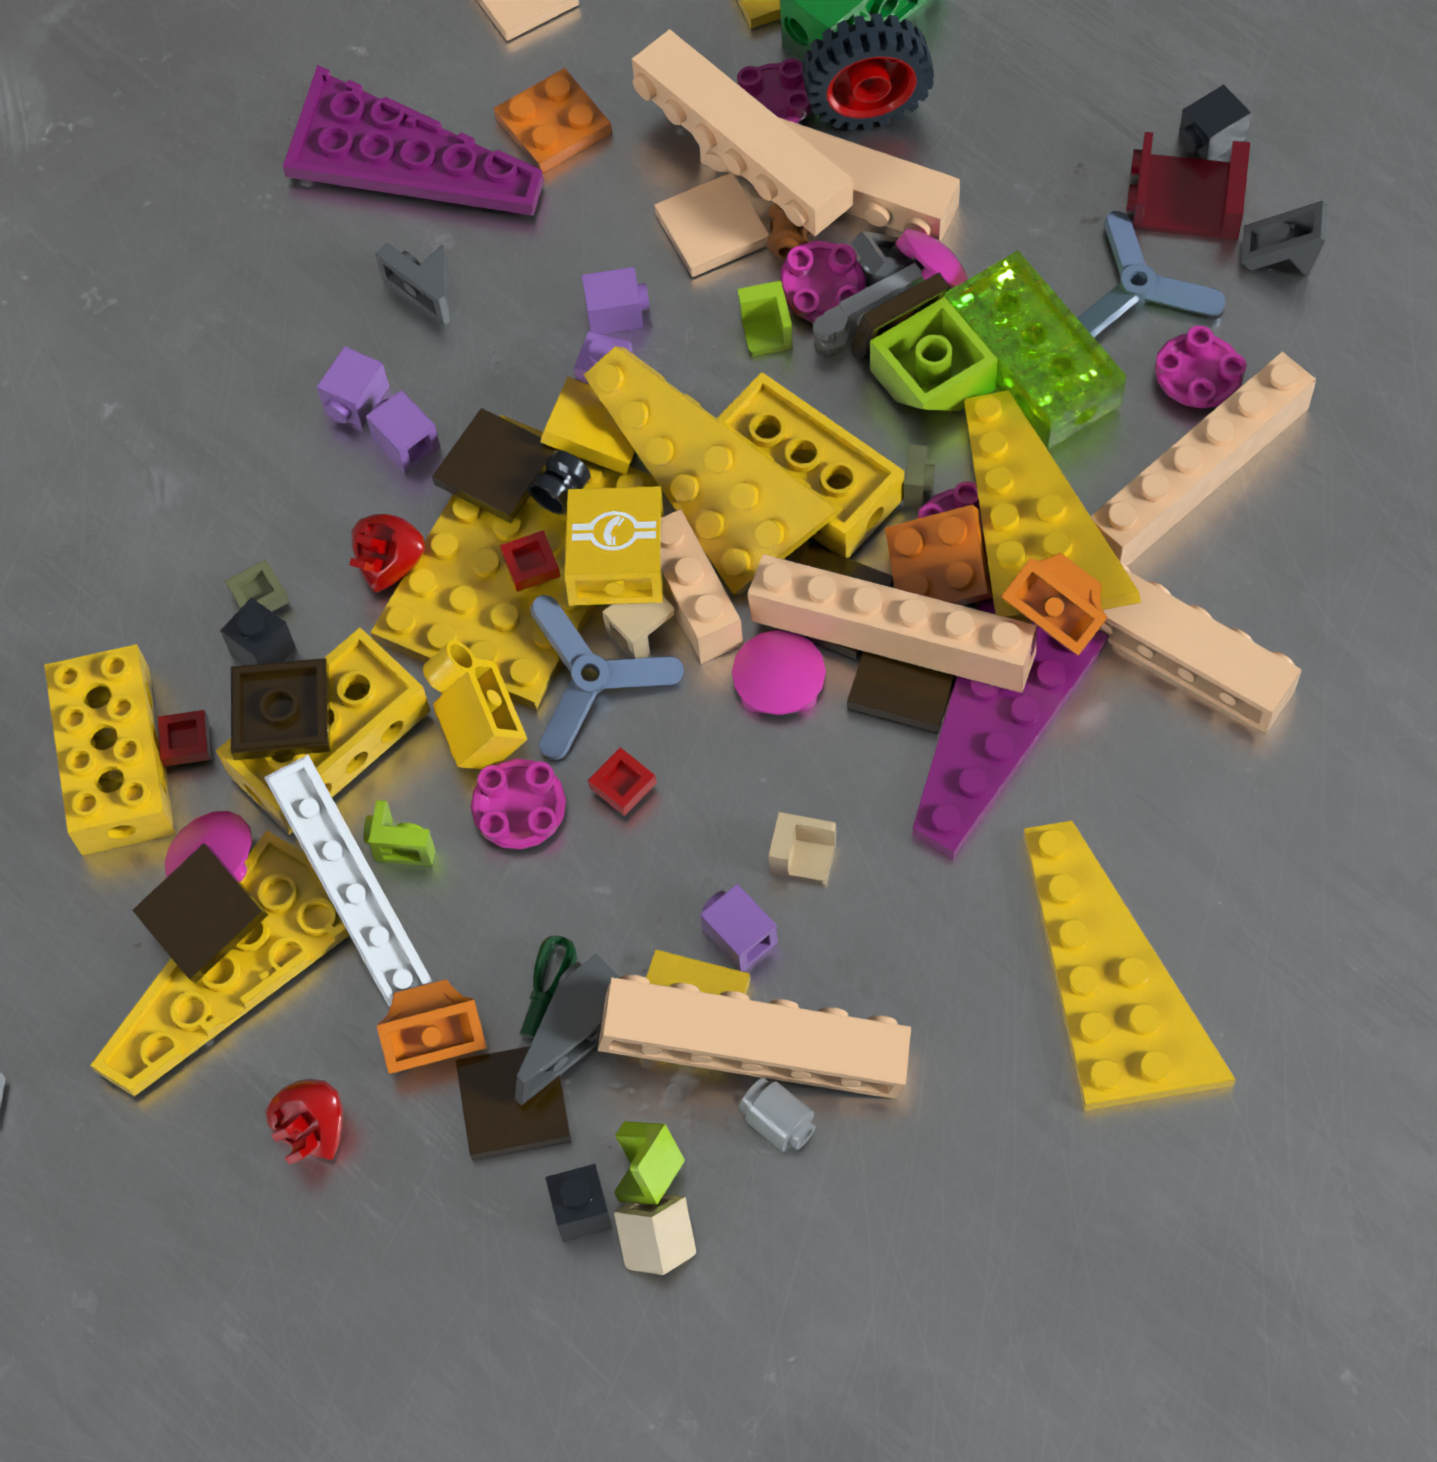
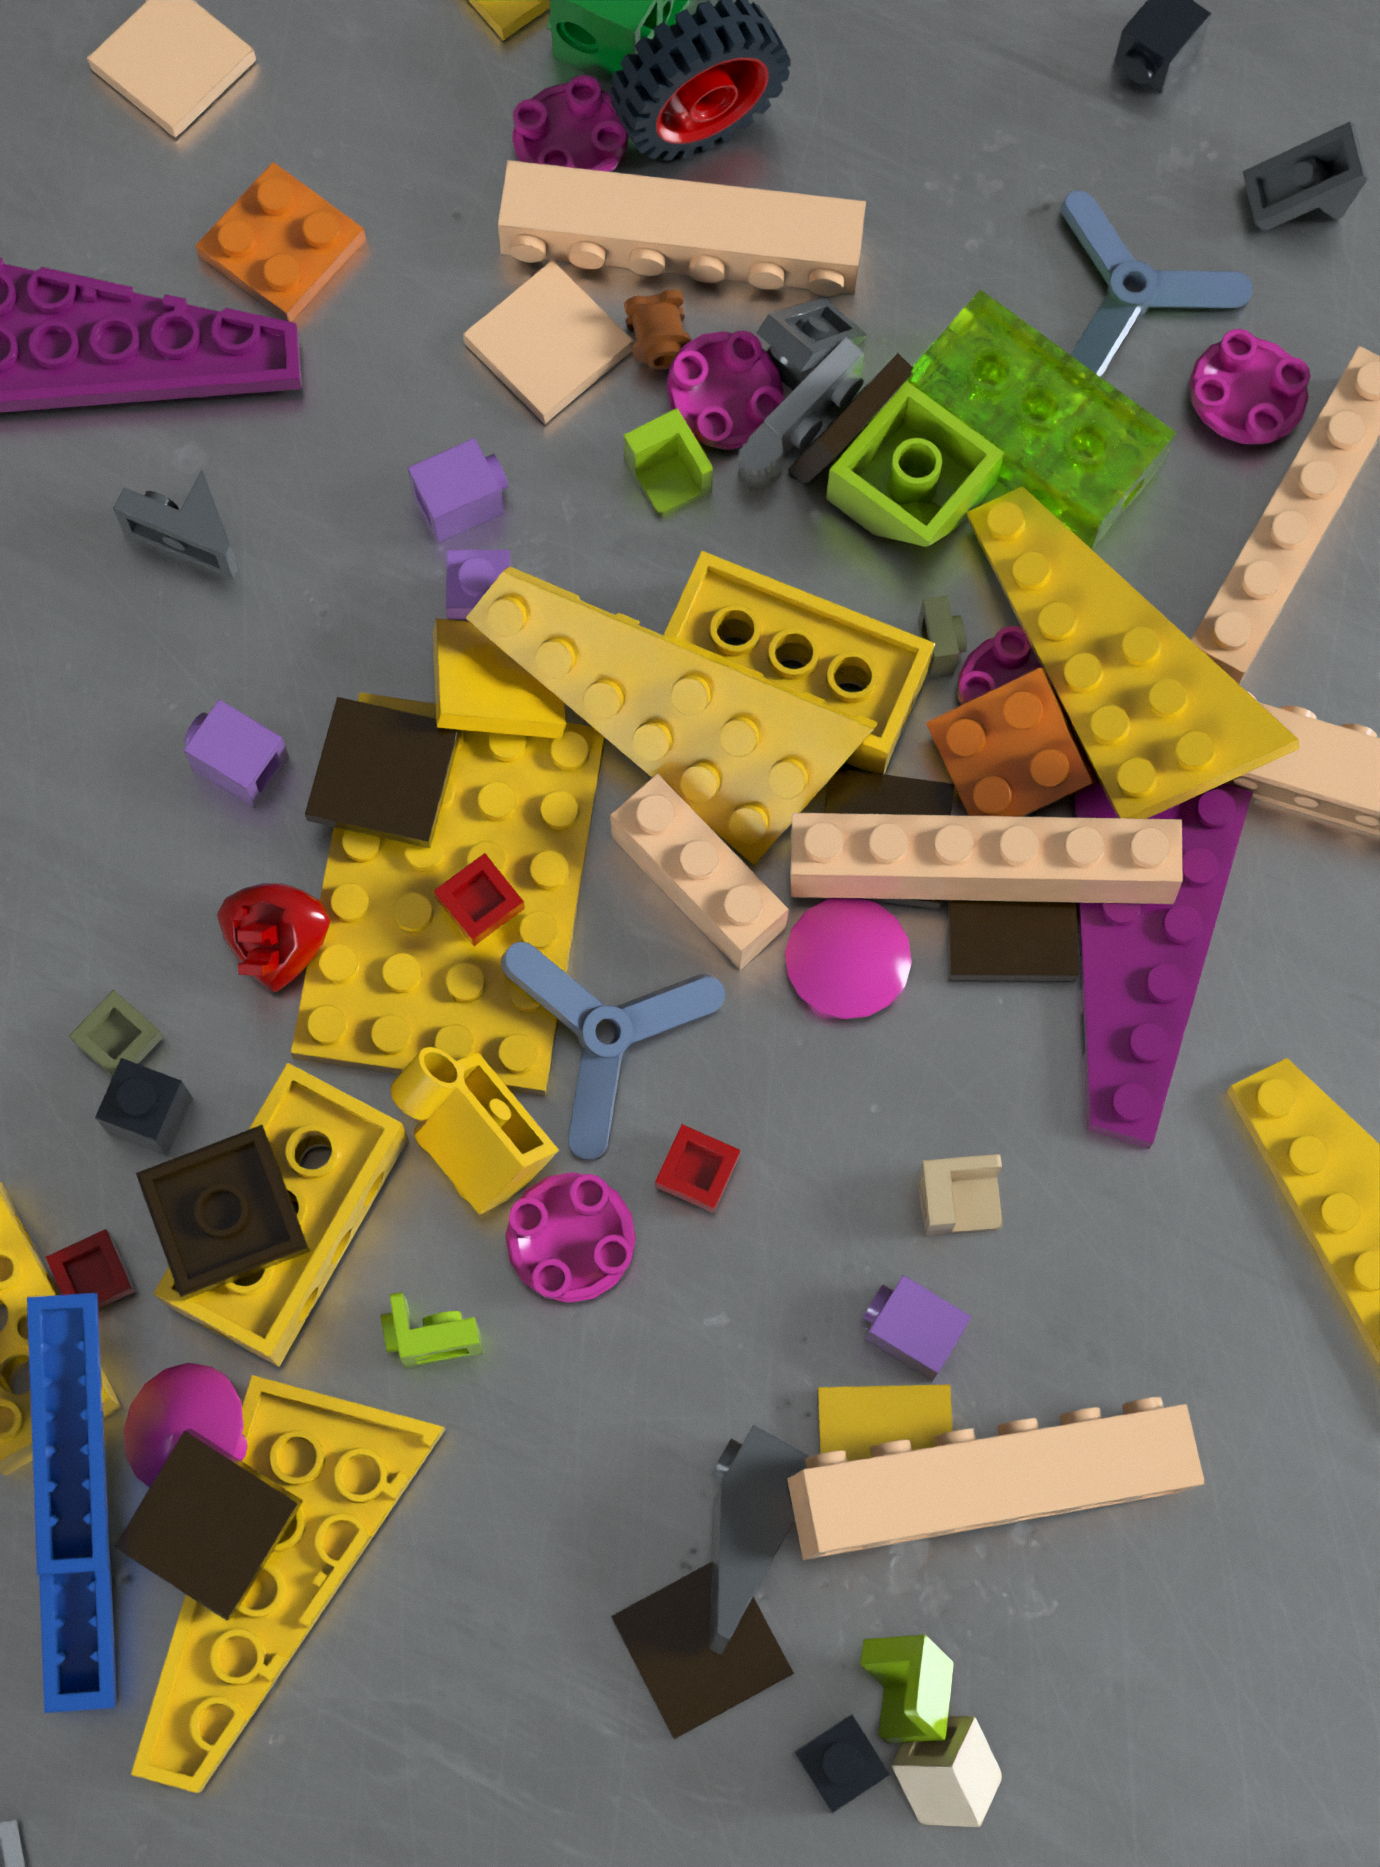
camera: 25 degrees left, 10 degrees up
(112, 873) = (71, 1503): none -> blue slope
(307, 1118) = (448, 1761): red piece -> none
(347, 878) = (408, 1435): white tile -> none
(352, 387) = (144, 708): medium lavender brick -> none
(429, 1026) = (565, 1585): orange slope -> none
(541, 999) = (693, 1498): dark green piece -> none
(561, 473) = (481, 777): black wheel -> none
(614, 546) = (590, 849): yellow panel -> none
(632, 623) = (645, 937): tan panel -> none
(742, 133) = (559, 209): light nougat brick -> none
(777, 1115) = (1050, 1566): light grey brick -> none
(933, 256) = (868, 321): dark pink dish -> none
(1058, 600) = (1203, 780): orange slope -> none
(1189, 193) = (1160, 139): dark red panel -> none

